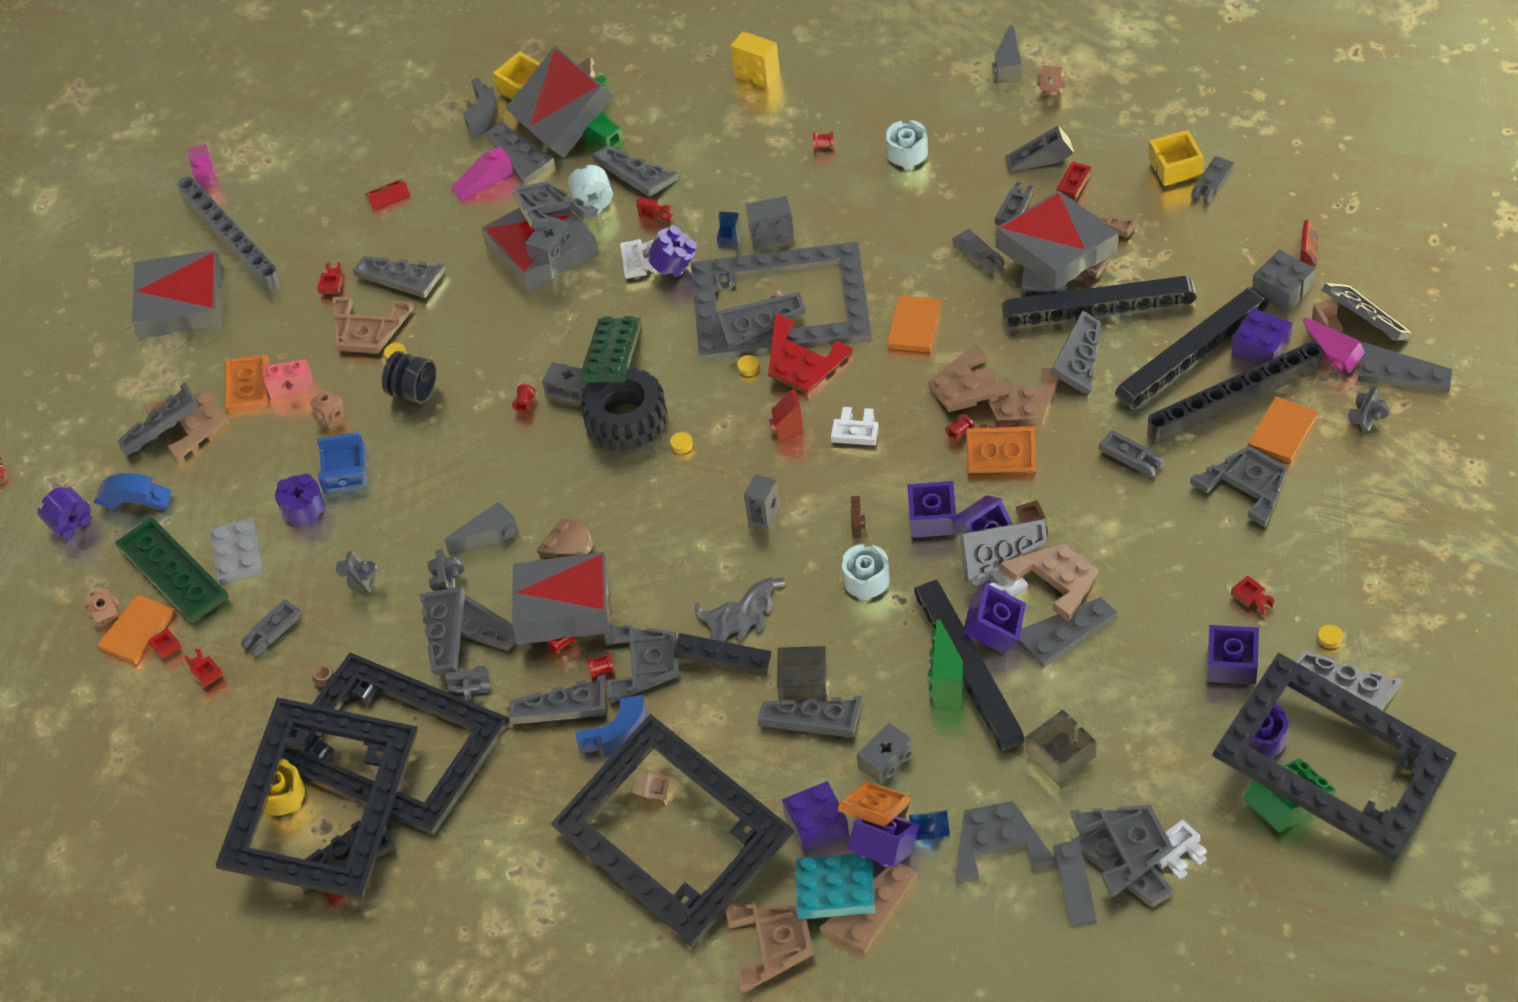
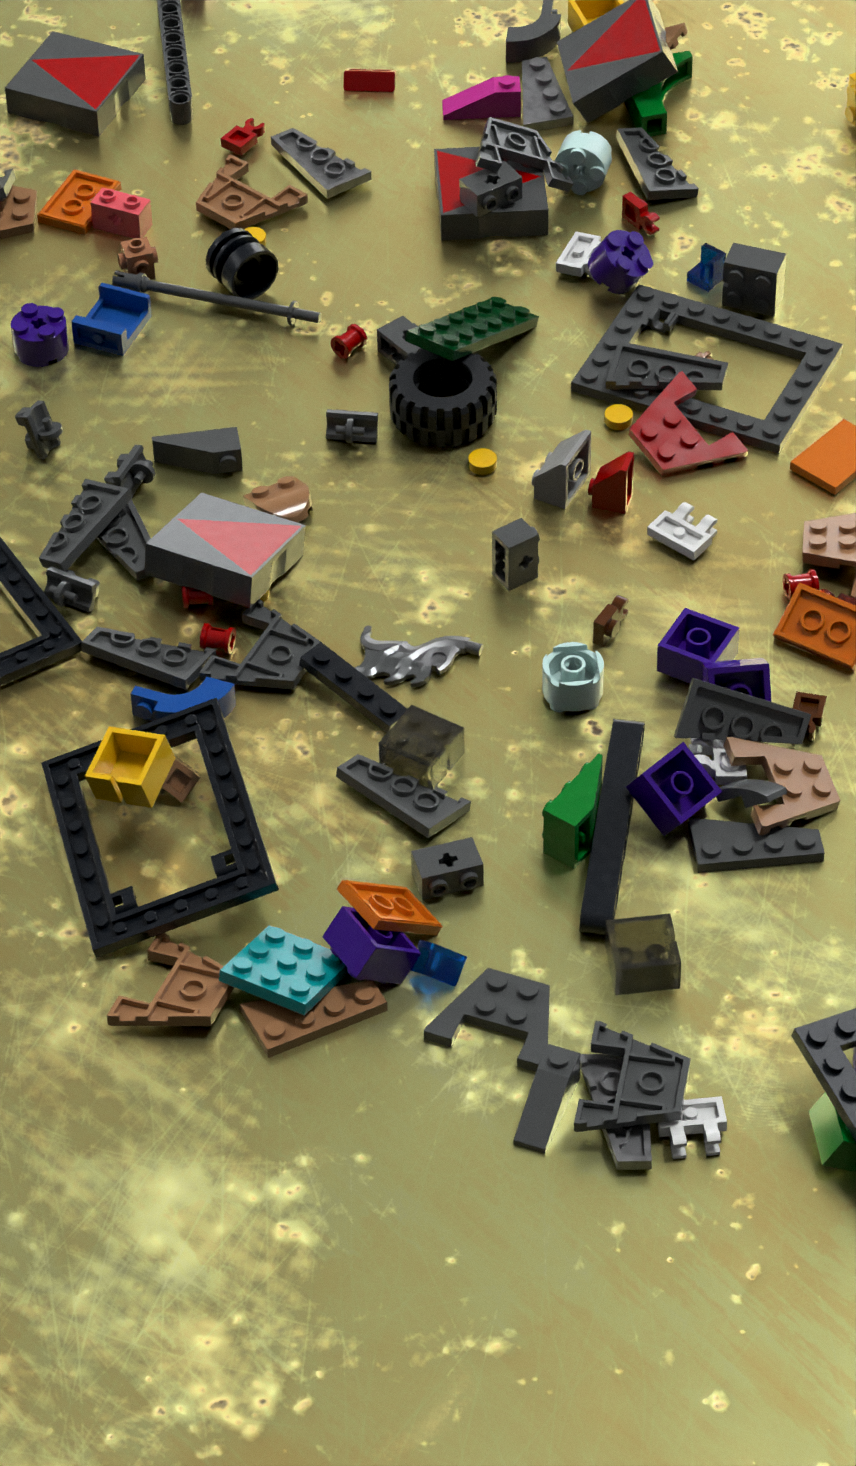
camera: 25 degrees right, 5 degrees down
(342, 424) = (142, 284): none -> dark grey bar
(574, 460) = (352, 426): none -> dark grey hips
(630, 796) = (130, 766): none -> yellow piece
(744, 423) = (564, 471): none -> light grey slope
(815, 817) = (312, 891): dark purple brick -> none
(1046, 592) = (752, 791): none -> dark grey slope

